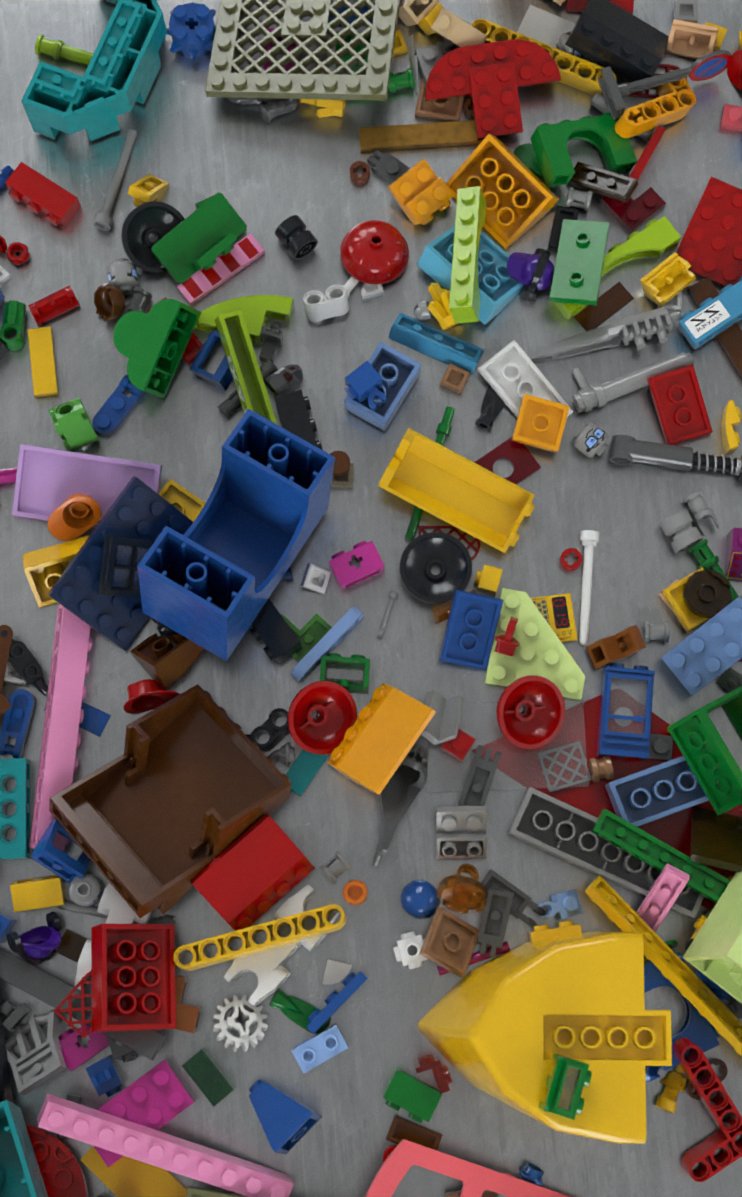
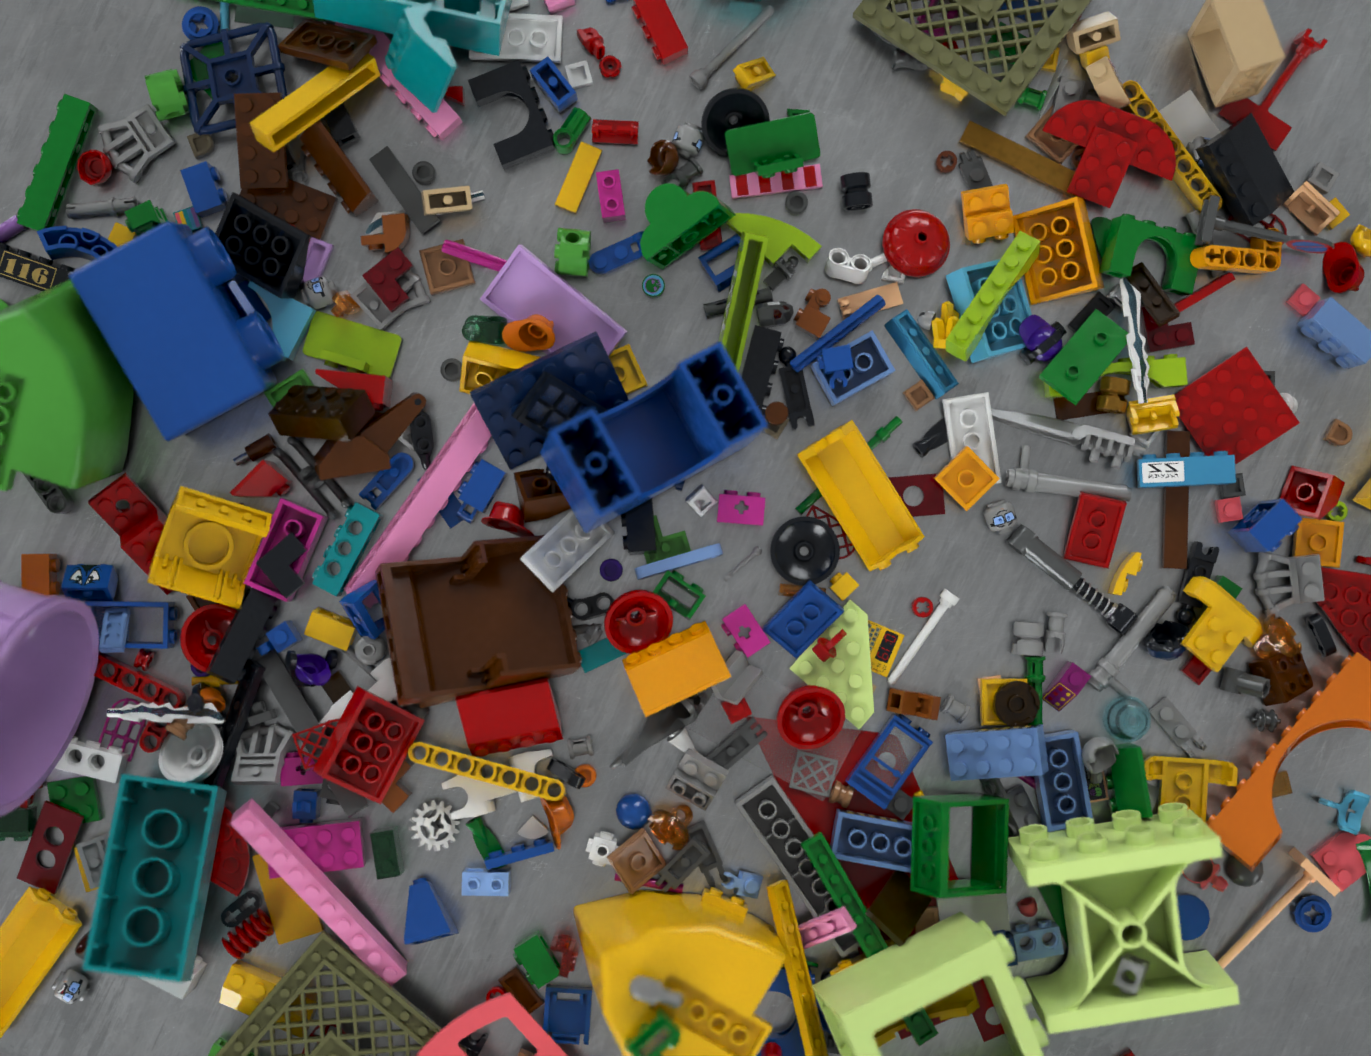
camera: 30 degrees right, 10 degrees up
(21, 592) = (451, 369): none -> dark grey tile
(36, 536) = (488, 329): none -> clear green piece
(81, 360) = (610, 196): none -> dark pink brick
(107, 683) = (480, 489): none -> blue brick
(163, 416) = (653, 285): none -> tile
(216, 689) = (564, 550): none -> white plate
(249, 277) = (796, 203): none -> dark grey tile
(270, 688) = (611, 570): none -> dark purple tile
(322, 365) = (810, 319): none -> dark orange brick
(337, 898) = (566, 773): none -> black beam
(343, 434) = (794, 390): none -> black plate
(351, 363) = (838, 333): none -> blue axle
(353, 945) = (559, 817): none -> orange piece
(364, 324) = (889, 292): none -> light nougat hinge
(417, 659) = (756, 638): none -> dark pink brick
(424, 805) = (681, 740): none -> white cone
(473, 1136) = (568, 1017): none -> blue container
(537, 1040) = (652, 992): none -> light grey arm
(614, 225) = (1131, 307): none -> white sword
(624, 284) = (1113, 395): none -> pearl gold wheel

